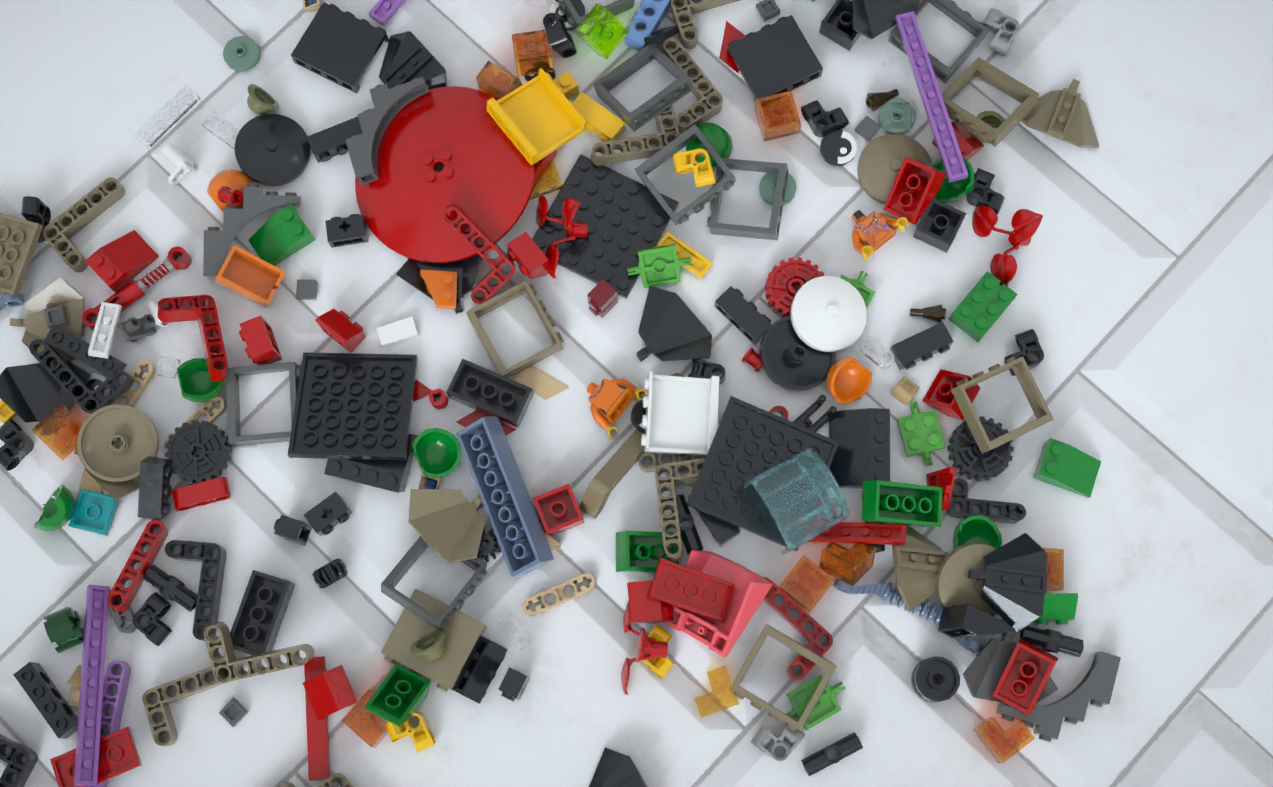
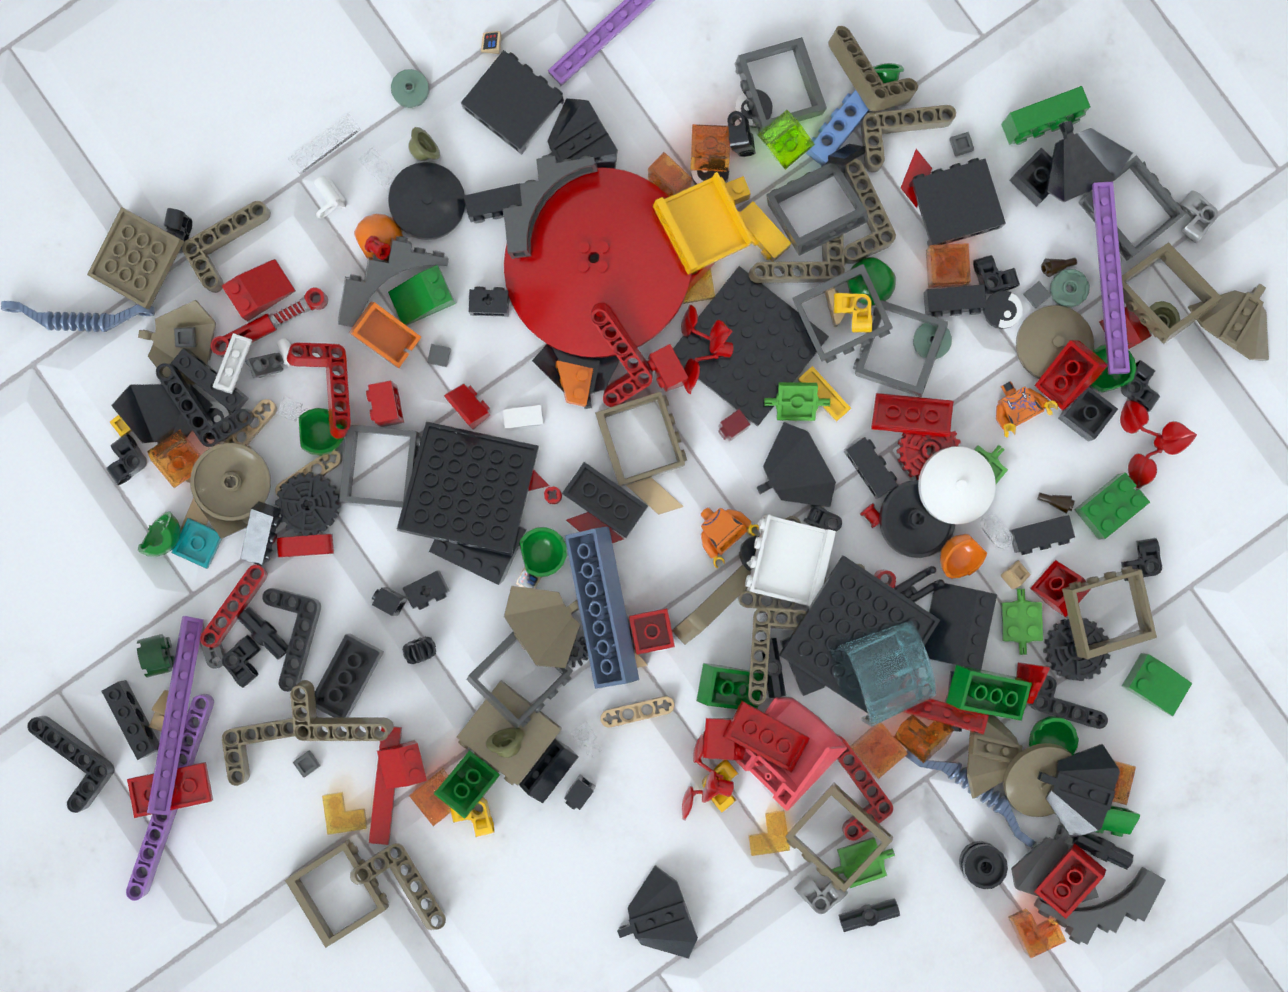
camera: 10 degrees right, 10 degrees up
(276, 762) = (340, 820): none -> clear yellow plate
(681, 180) = (837, 317): none -> tan slope
(772, 257) = (912, 415): none -> red tile
(791, 146) = (955, 300): none -> black brick
(969, 622) = (1030, 822): black slope -> none

